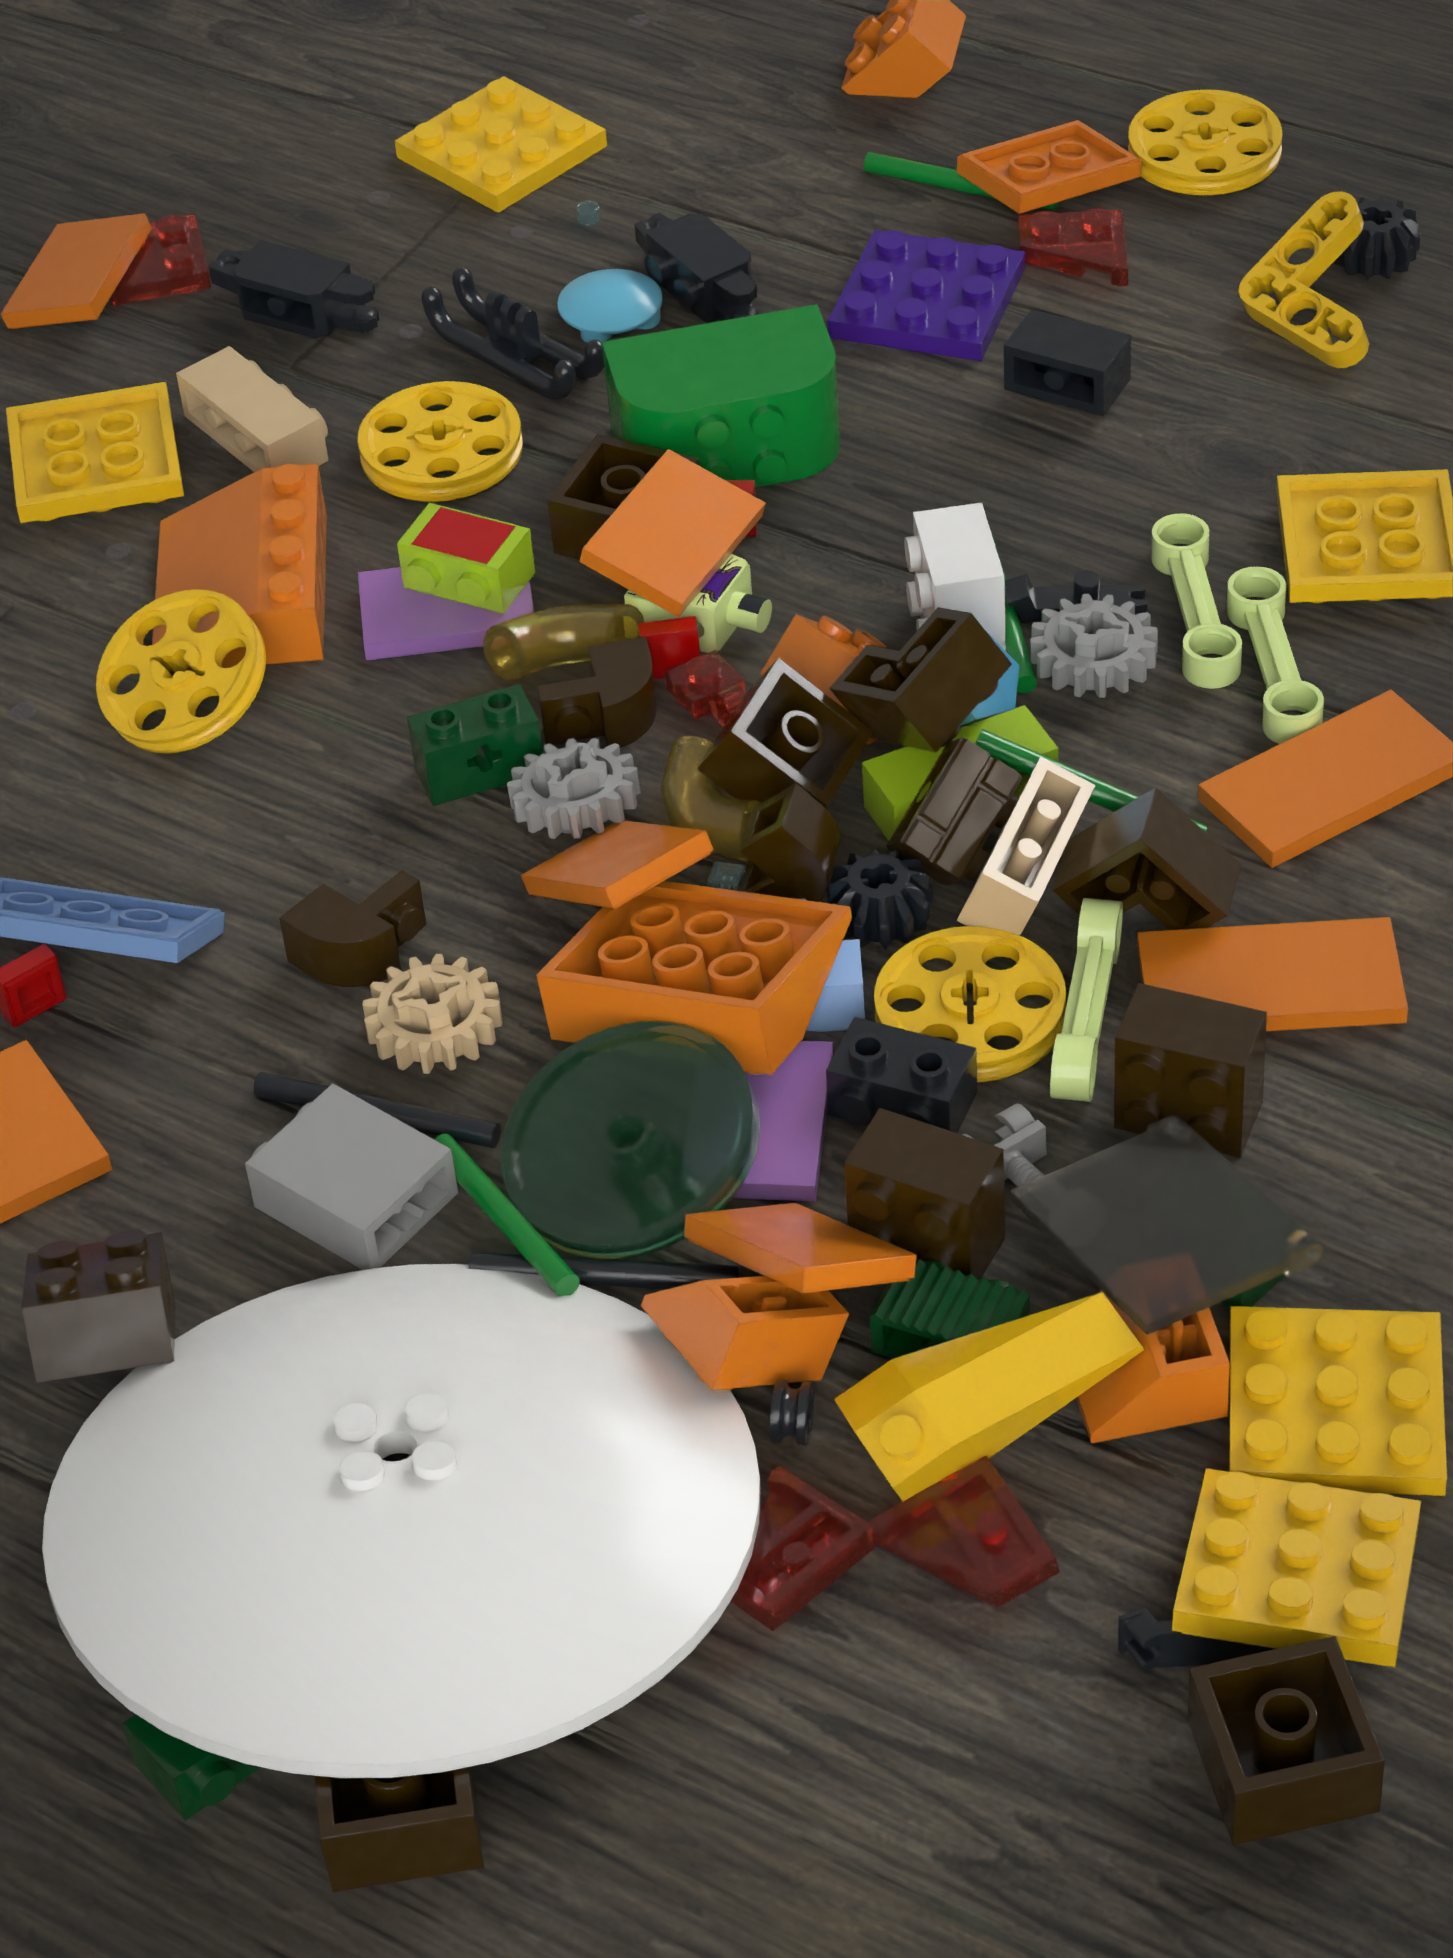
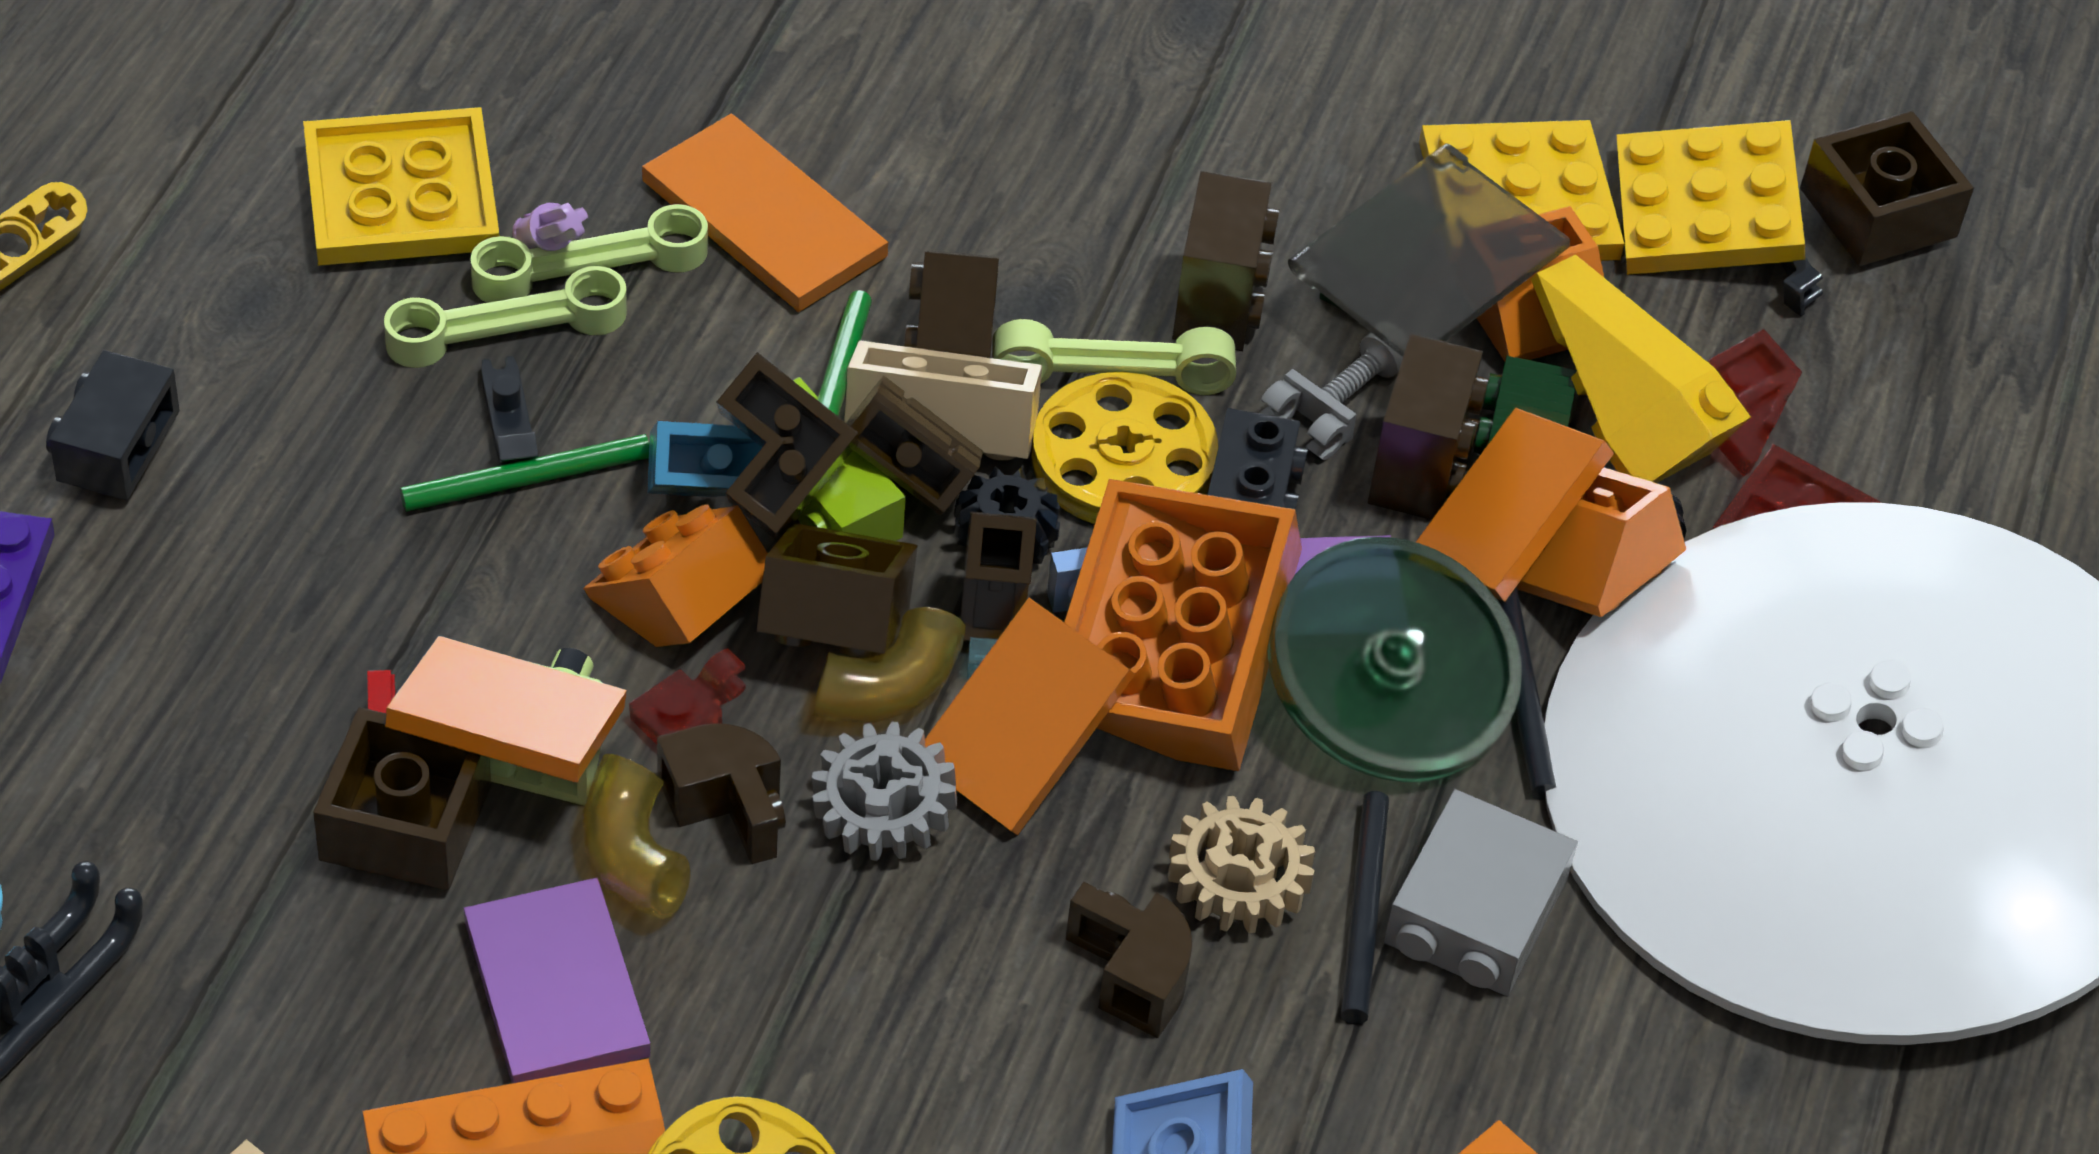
camera: 110 degrees left, 5 degrees up
(98, 1306) = (1733, 1044): dark brown brick -> none
(440, 441) = (206, 1055): yellow wedge -> none
(466, 558) = (522, 936): lime brick -> none
(473, 743) = (829, 889): dark green brick -> none
(511, 1221) = (1491, 761): green bar -> none
(670, 642) = (636, 733): red tile -> none
(735, 393) = (219, 713): green brick -> none
(956, 567) = (553, 472): white brick -> none
(1093, 645) = (600, 382): light grey gear -> none
(1281, 604) = (550, 226): none -> lavender axle
(1293, 971) = (1048, 241): orange tile -> none

